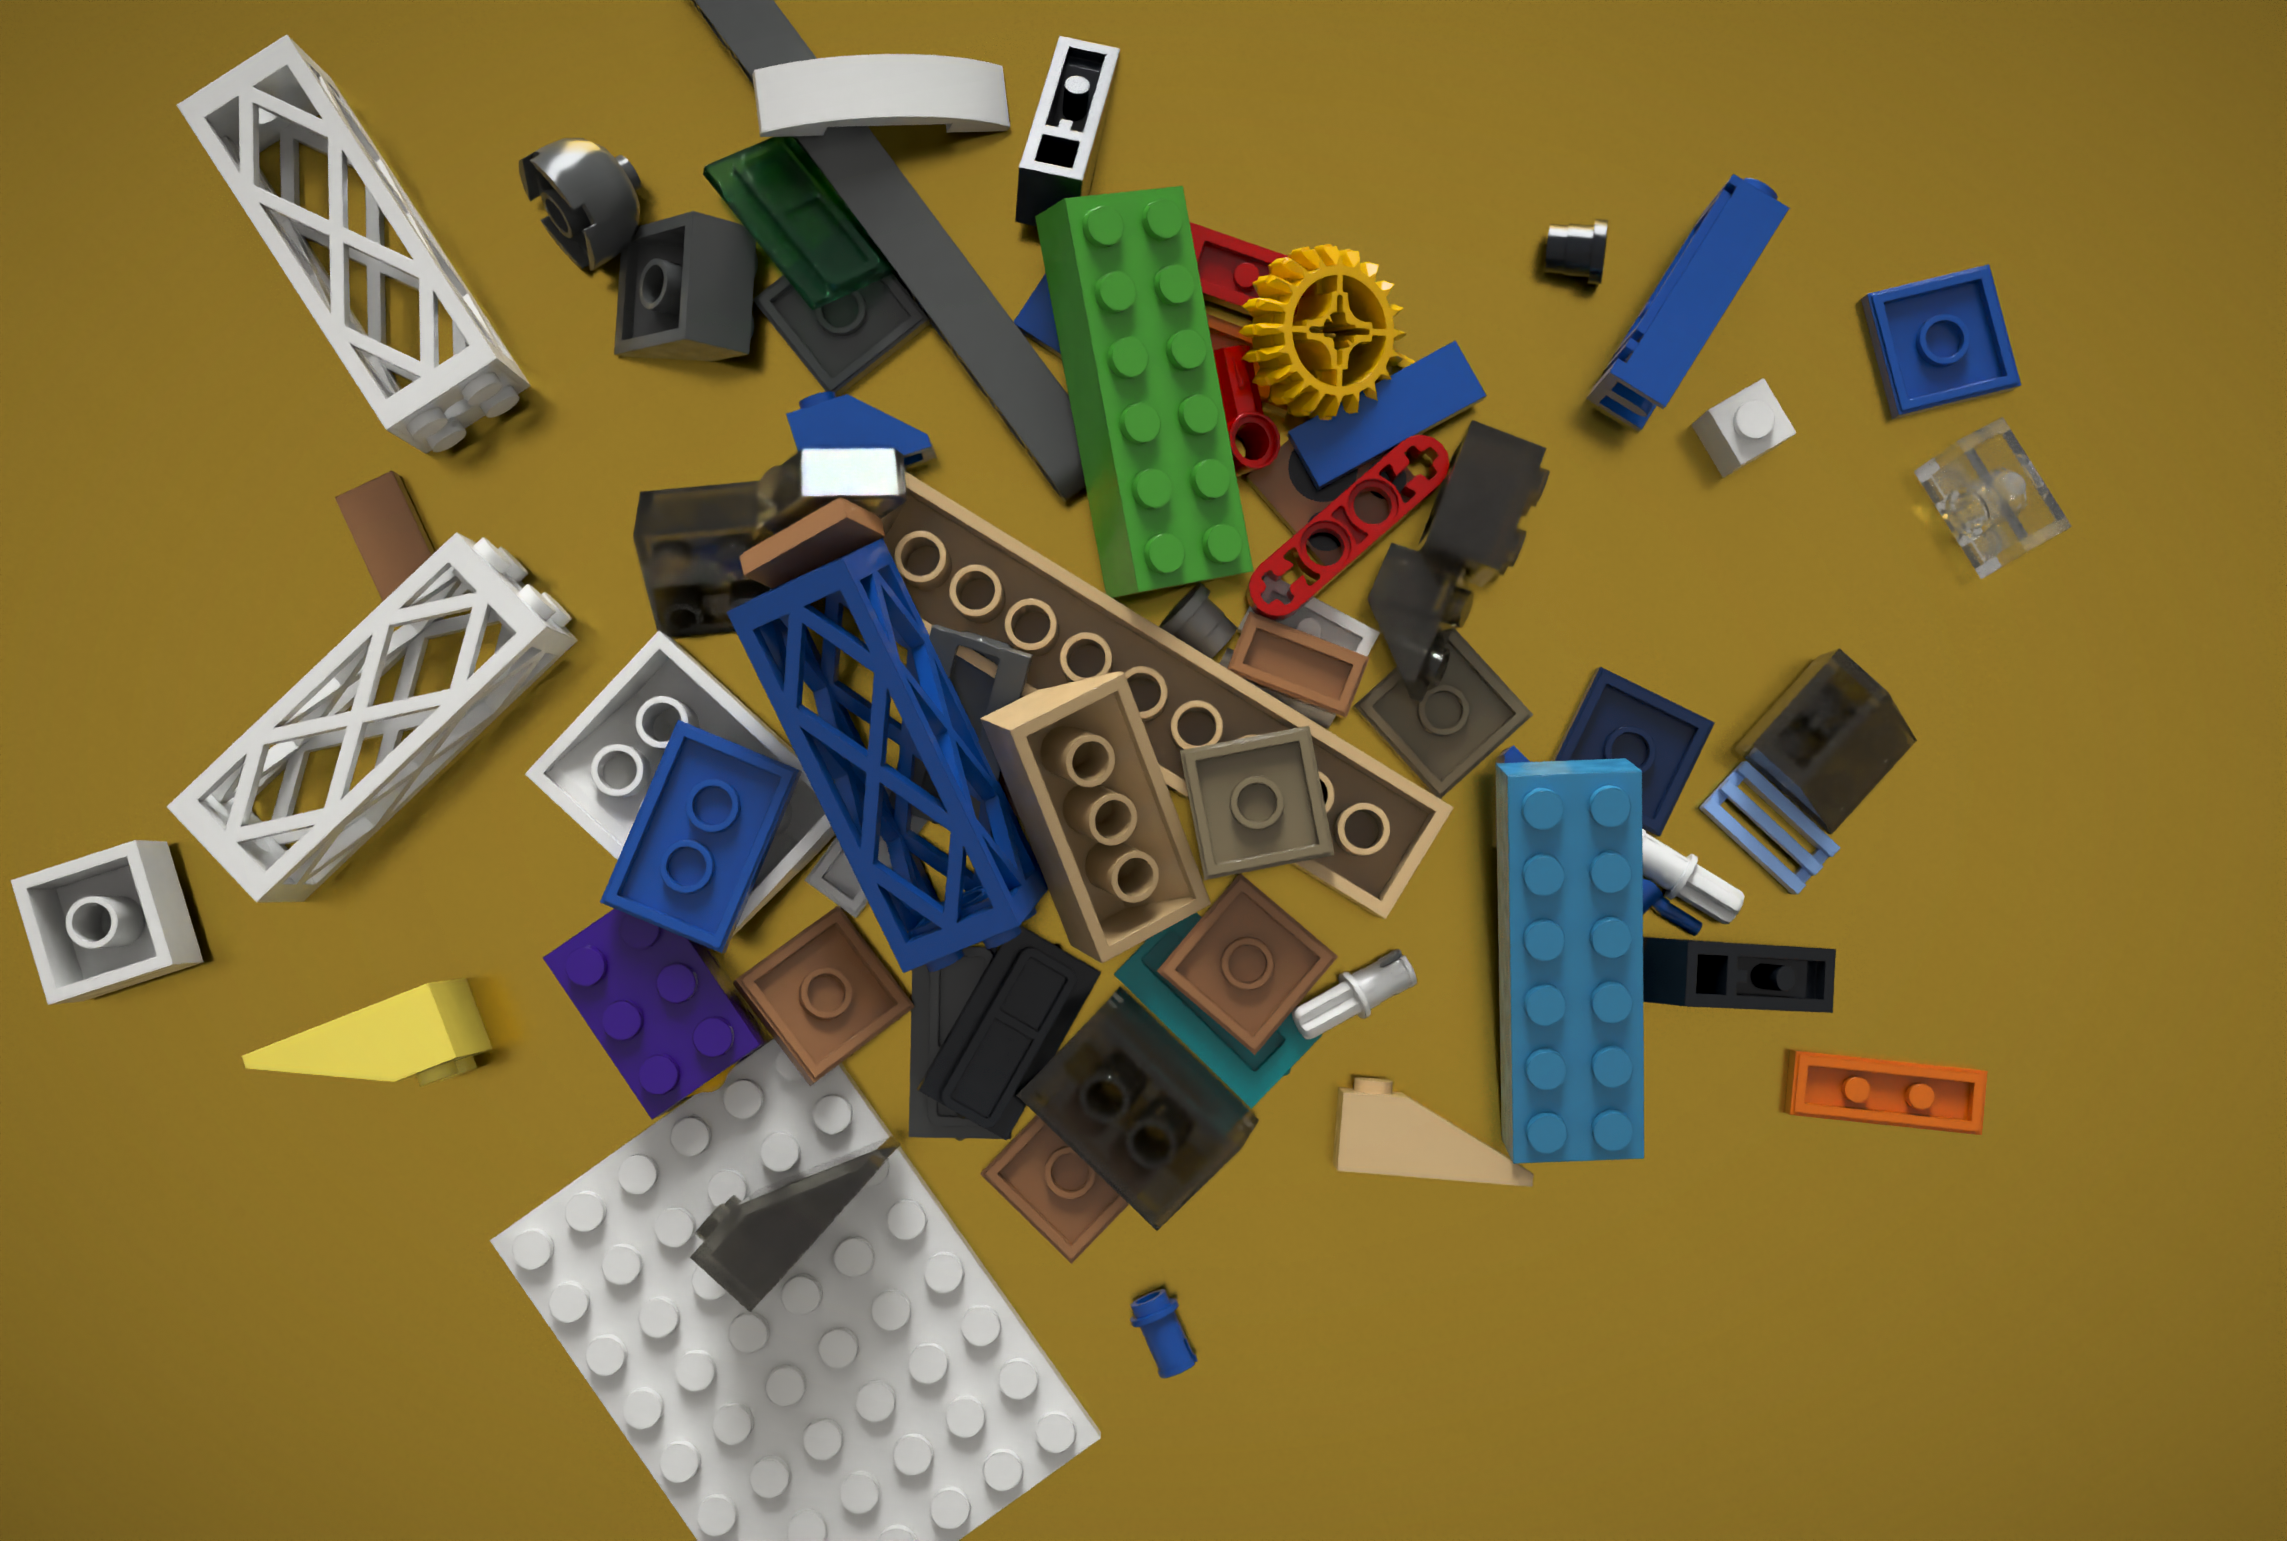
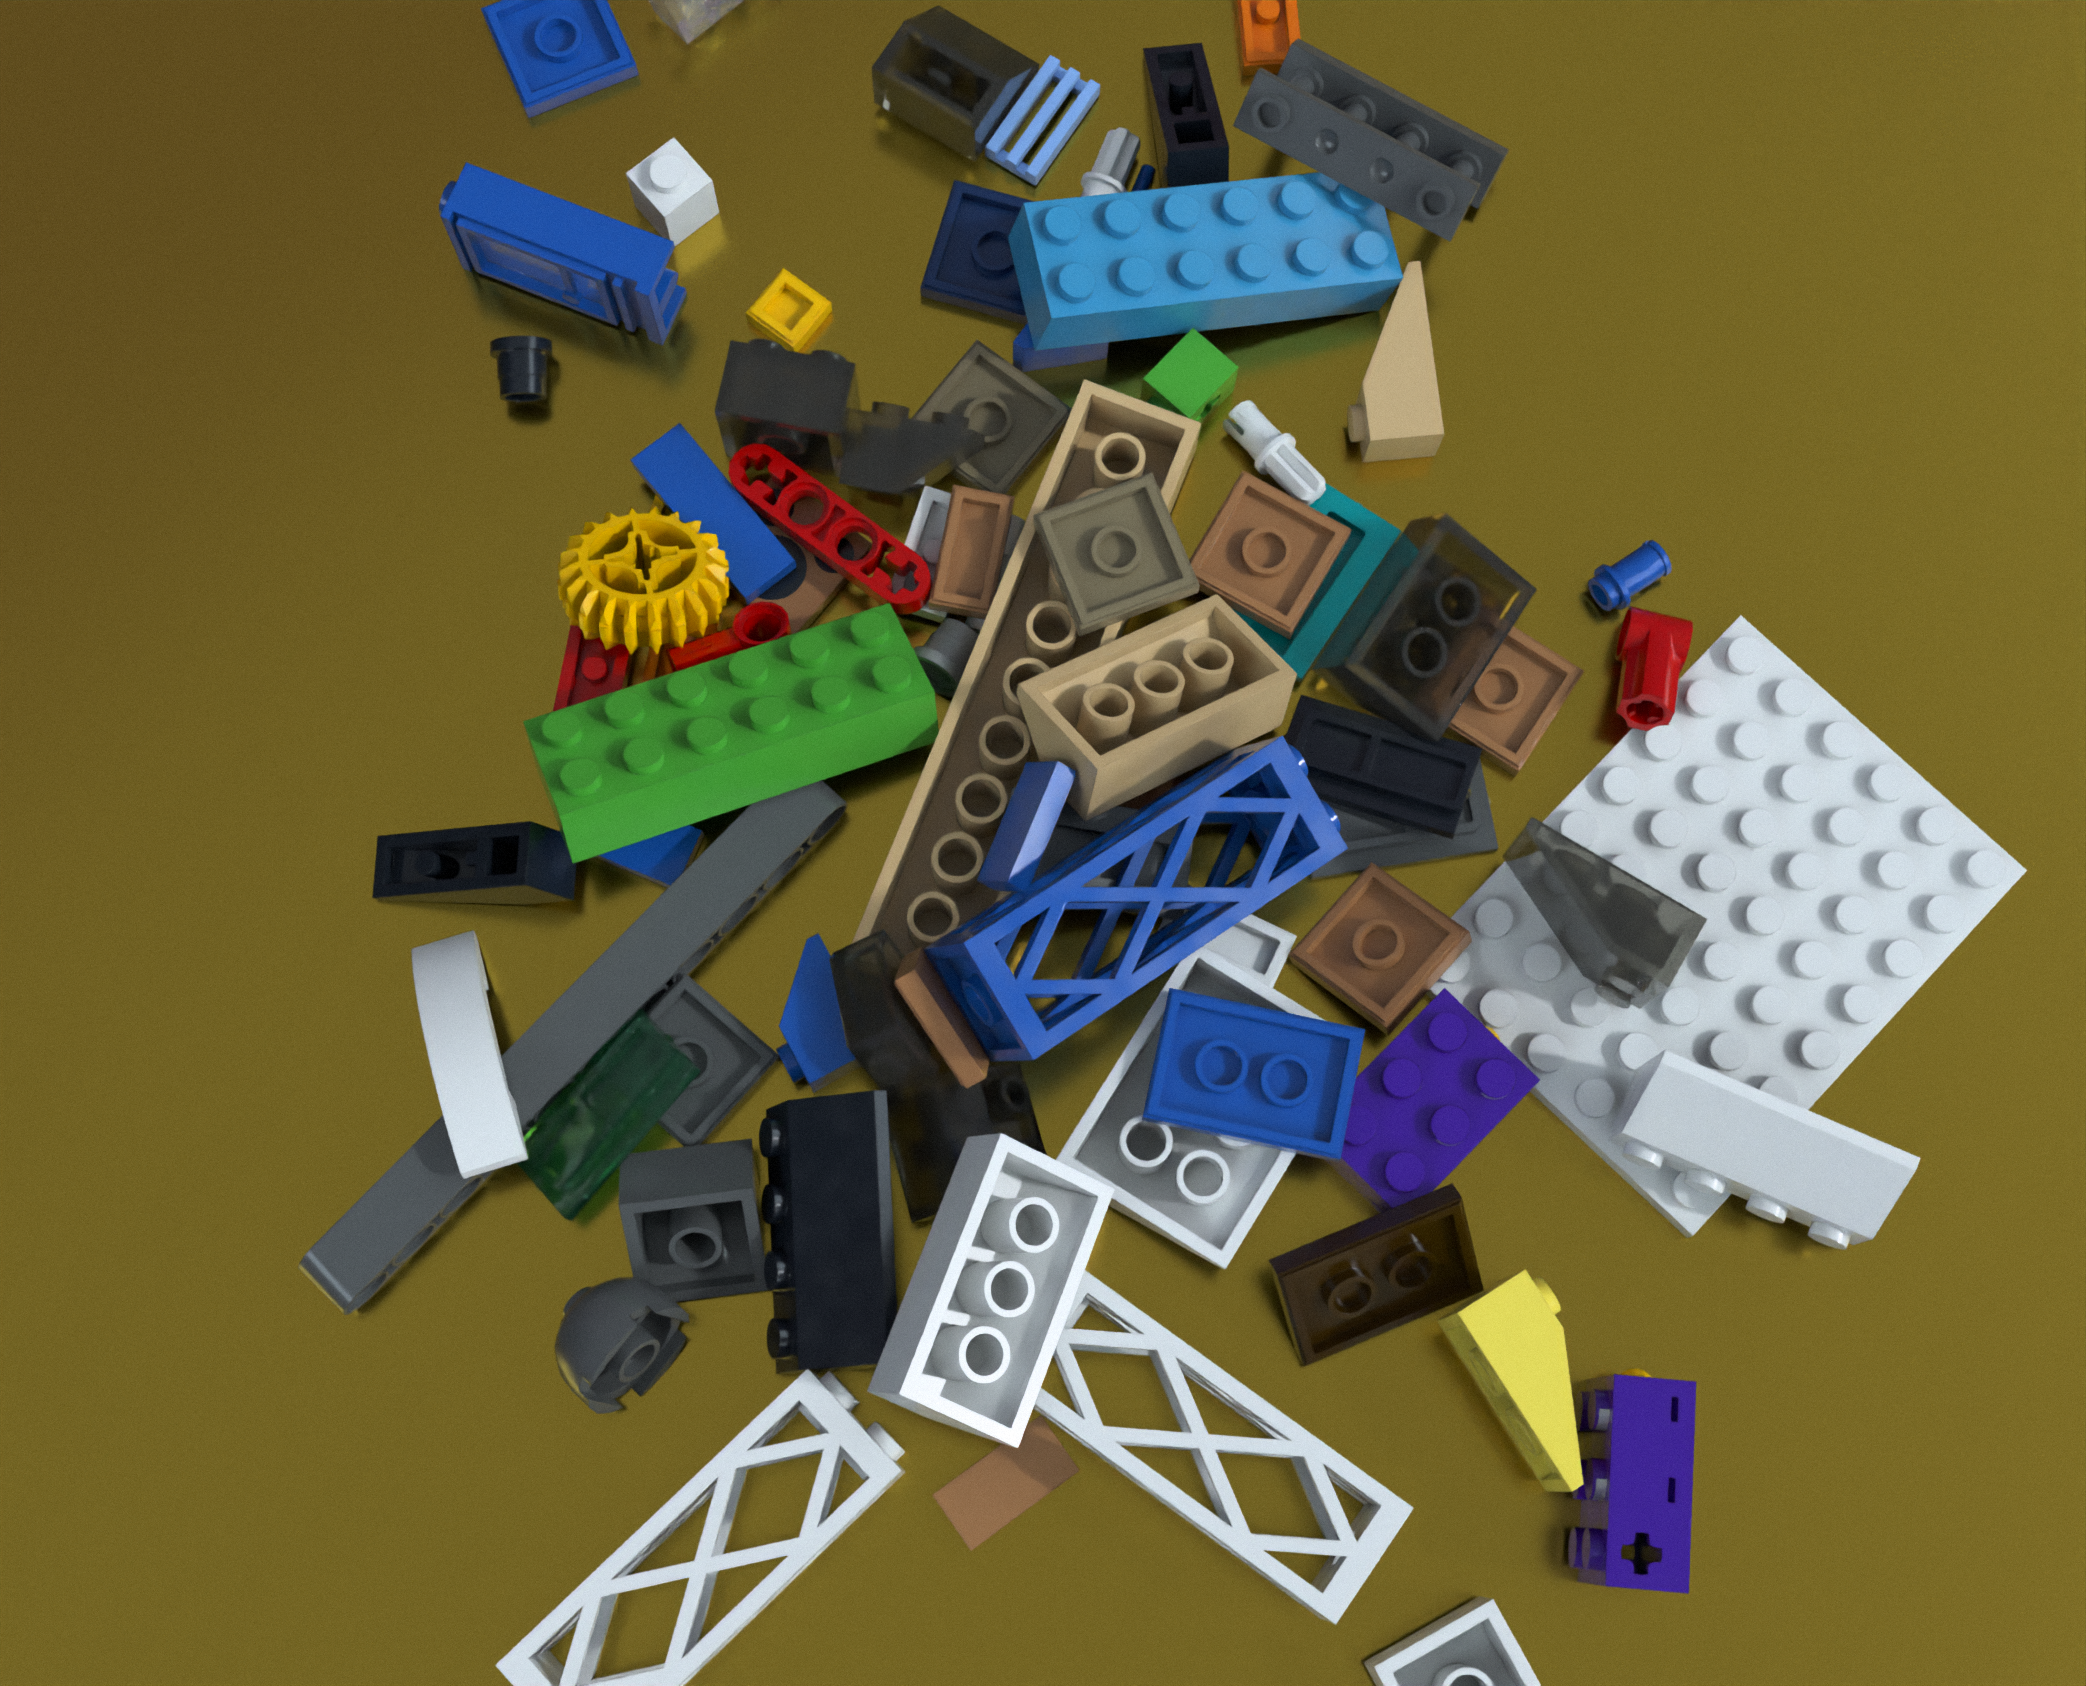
camera: 110 degrees left, 10 degrees down
(256, 1124) = (1635, 1482): none -> dark purple piece
(502, 923) = (1377, 1274): none -> dark brown tile
(529, 539) = (992, 1289): none -> white slope
(536, 1318) = (1760, 1150): none -> white slope
(636, 408) = (829, 1232): none -> black slope
(979, 657) = (1027, 826): none -> blue tile
(1073, 1337) = (1652, 657): none -> red piece
(1443, 919) = (1190, 378): none -> bright green brick
(1599, 530) = (788, 311): none -> yellow tile
(1700, 1188) = (1371, 138): none -> dark grey fence

